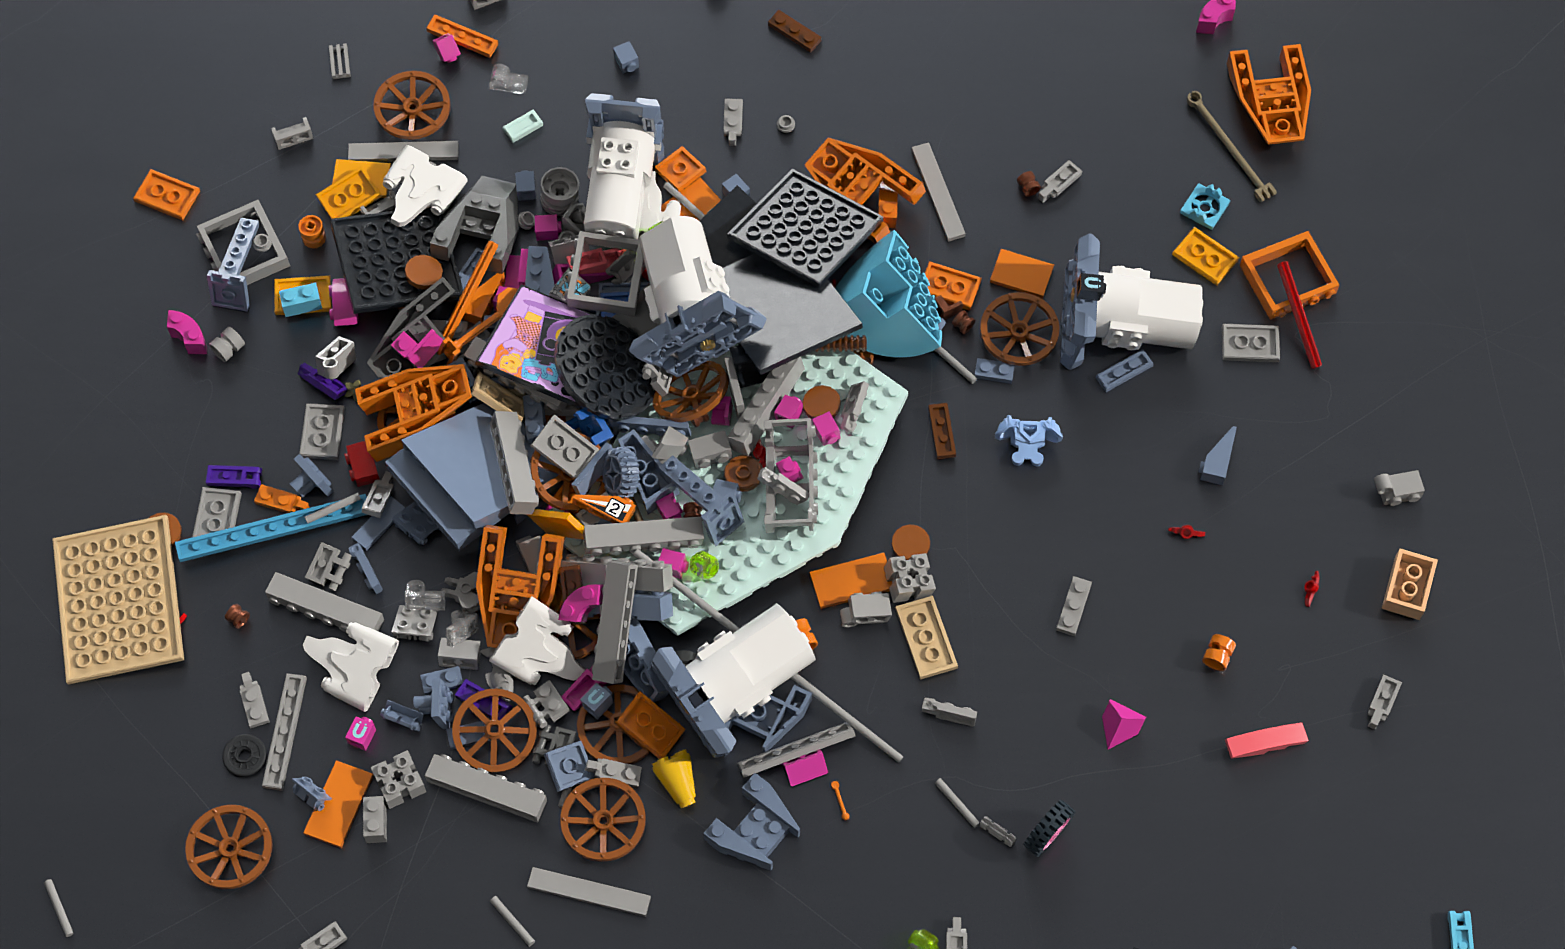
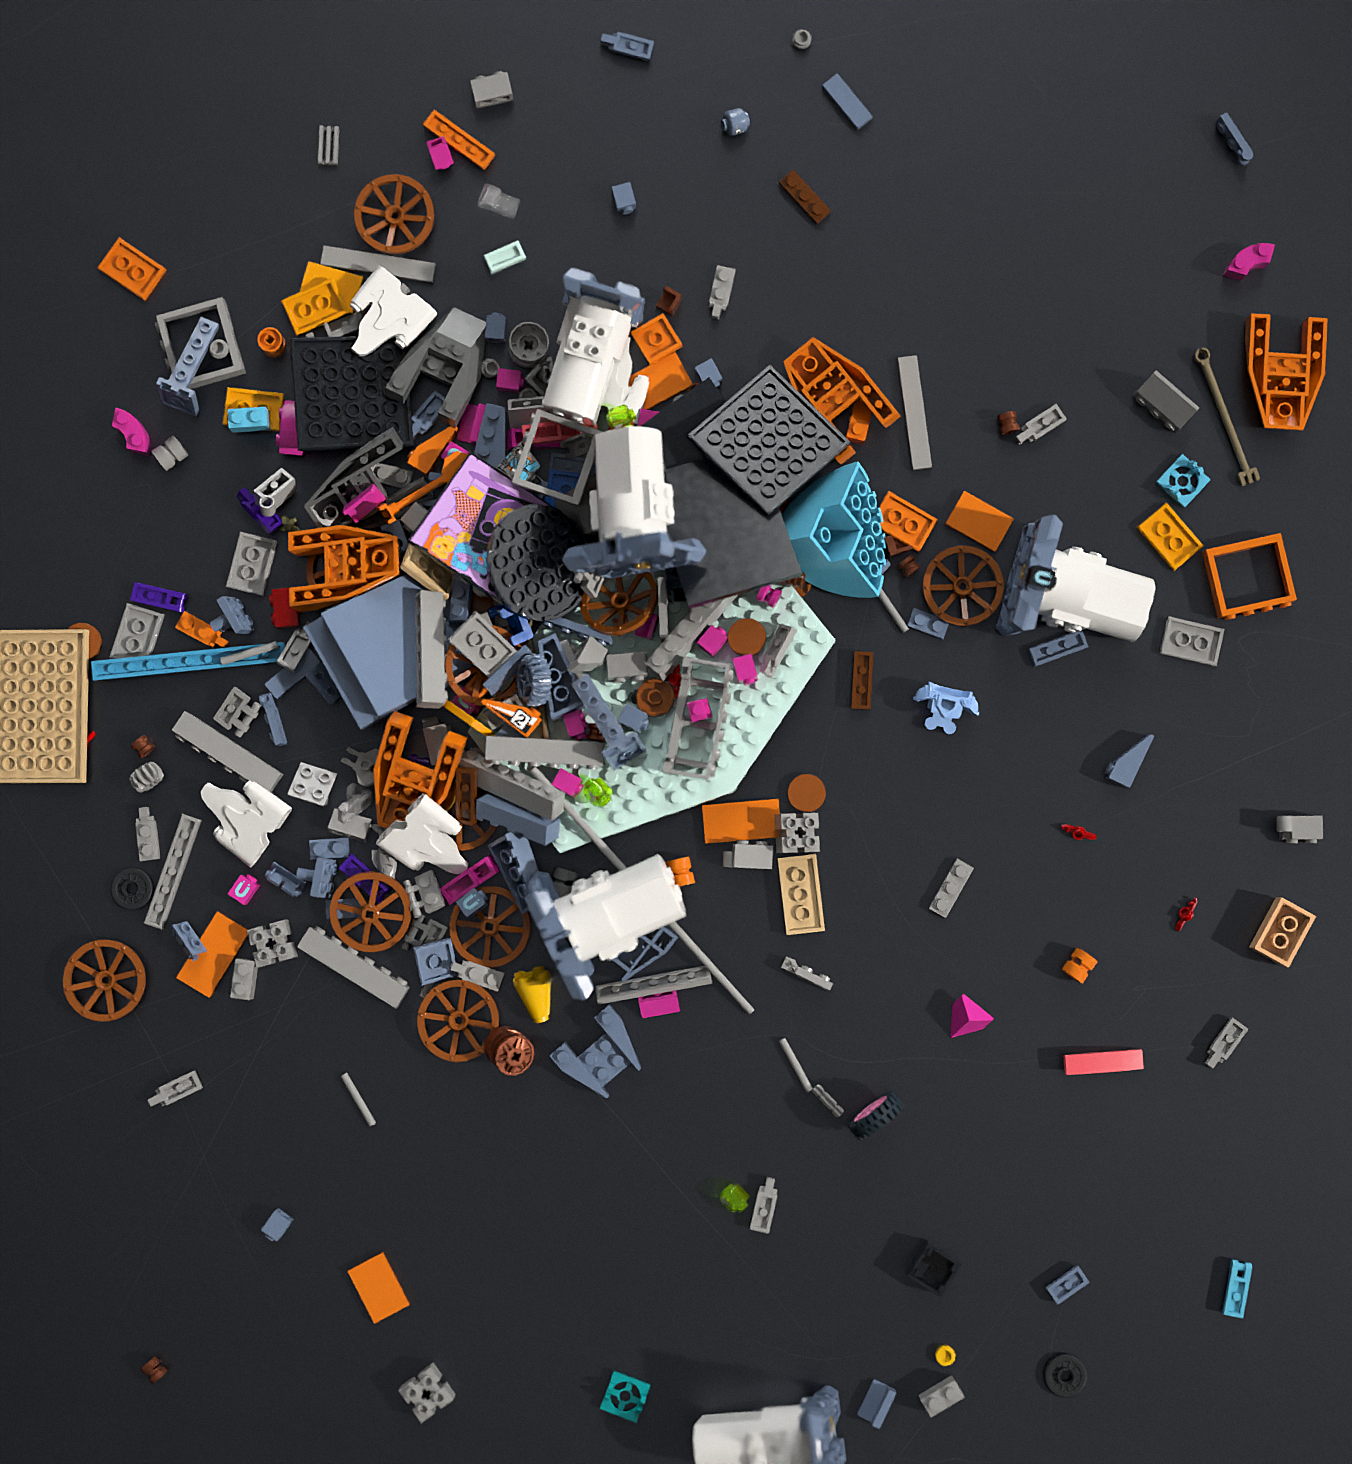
camera: 10 degrees right, 20 degrees up
(245, 641) = (146, 777): none -> light grey gear
(293, 134) = (267, 223): light grey hinge -> none
(404, 344) = (342, 497): dark pink brick -> none
(418, 599) = (322, 765): clear plate -> none
(423, 271) = (375, 414): dark orange tile -> none
(469, 290) = (417, 446): orange axle -> none
(581, 603) = (478, 808): dark pink brick -> none
(589, 891) = (433, 1085): light grey tile -> none
(614, 622) = (500, 837): light grey brick -> none
(650, 725) = (518, 936): orange tile -> none
(651, 835) = (508, 1050): none -> copper wheel
(684, 201) = (654, 378): light grey bar -> none
(686, 135) = (669, 301): none -> copper panel
(783, 486) = (689, 728): light grey hinge -> none
(785, 124) = (774, 306): light grey plate -> none
(834, 361) = (769, 595): none -> dark pink wheel
(835, 785) = (687, 1057): orange hinge -> none
(1171, 139) = (1165, 401): none -> light grey slope
(1299, 314) = (1247, 625): red axle -> none

